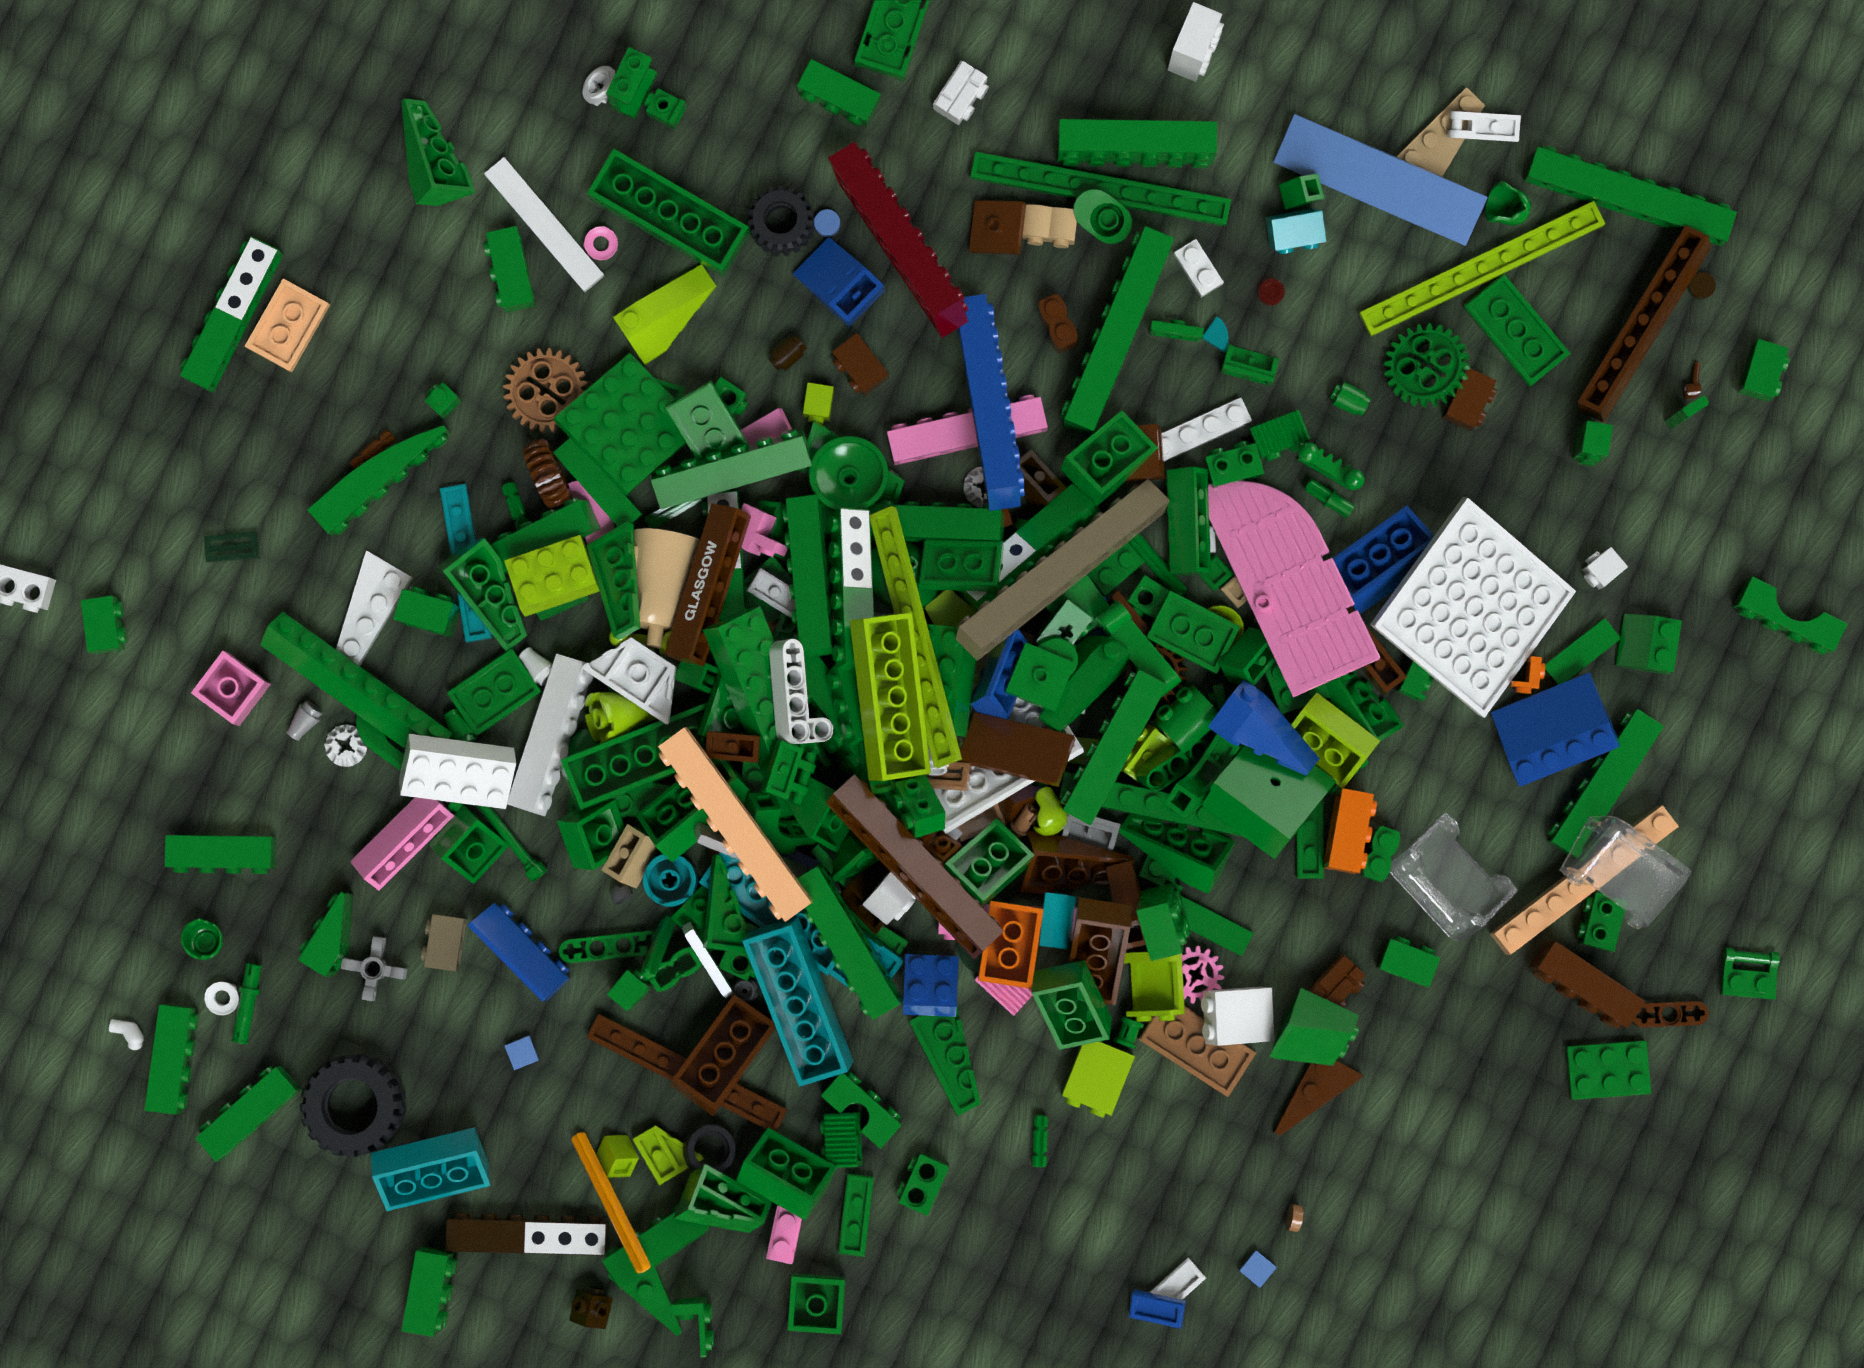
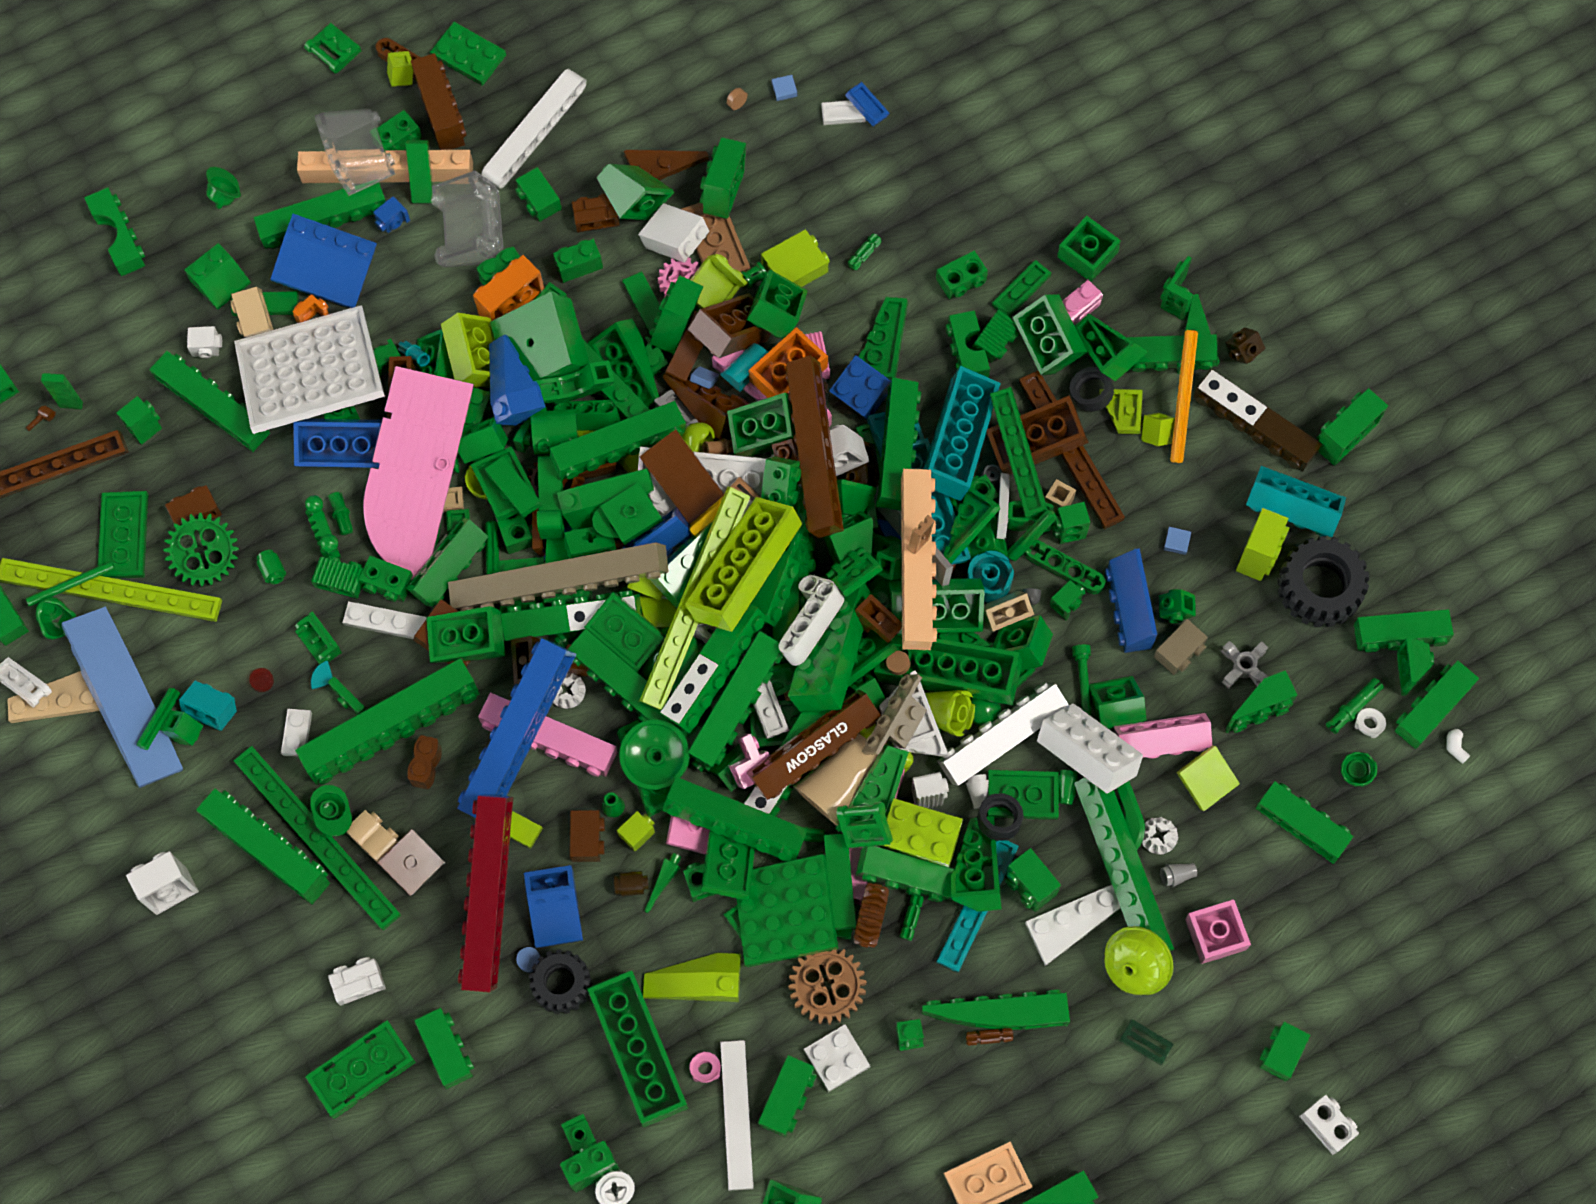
camera: 145 degrees left, 15 degrees down
(214, 1081) = (1413, 663): none -> green slope
(282, 605) = (1144, 954): none -> lime hat
(335, 830) = (1208, 778): none -> lime tile
(430, 1095) = (1263, 545): none -> lime brick
(475, 980) = (1177, 605): none -> green brick
(481, 663) = (994, 832): none -> black tyre
(493, 335) = (837, 1058): none -> white plate
(578, 628) = (929, 790): none -> white brick
(583, 914) = (1067, 599): none -> green brick
(598, 533) = (864, 832): none -> green plate
(645, 661) = (898, 719): none -> dark tan bracket
(660, 1009) = (1060, 495): none -> tan brick
(689, 719) = (898, 663): none -> medium nougat tile
(726, 1020) = (1018, 452): none -> green tile
(737, 836) = (923, 531): none -> medium nougat tile
(763, 389) = (667, 872): none -> green piece
(858, 418) = (614, 809): none -> green cone
(922, 332) = (524, 830): none -> lime tile
(967, 726) = (705, 519): none -> yellow tile
(1094, 887) = (704, 377): none -> medium blue tile
(1178, 629) = (513, 487): none -> green tile
(1233, 1109) = (723, 177): none -> green brick
(1311, 920) = (578, 260): none -> green brick
(1328, 183) = (158, 719): none -> green axle
(1391, 703) = (415, 352): none -> teal axle
(1471, 1033) = (534, 128): none -> white beam
(1519, 245) = (68, 584): none -> green bar
(1534, 831) = (390, 215): none -> blue brick
(1540, 893) = (419, 171): none -> green tile
(1557, 514) = (207, 399): none -> green brick
(1581, 628) = (251, 312): none -> tan brick
(1659, 998) = (400, 68): none -> lime panel
(1726, 739) = (221, 187): none -> green piece

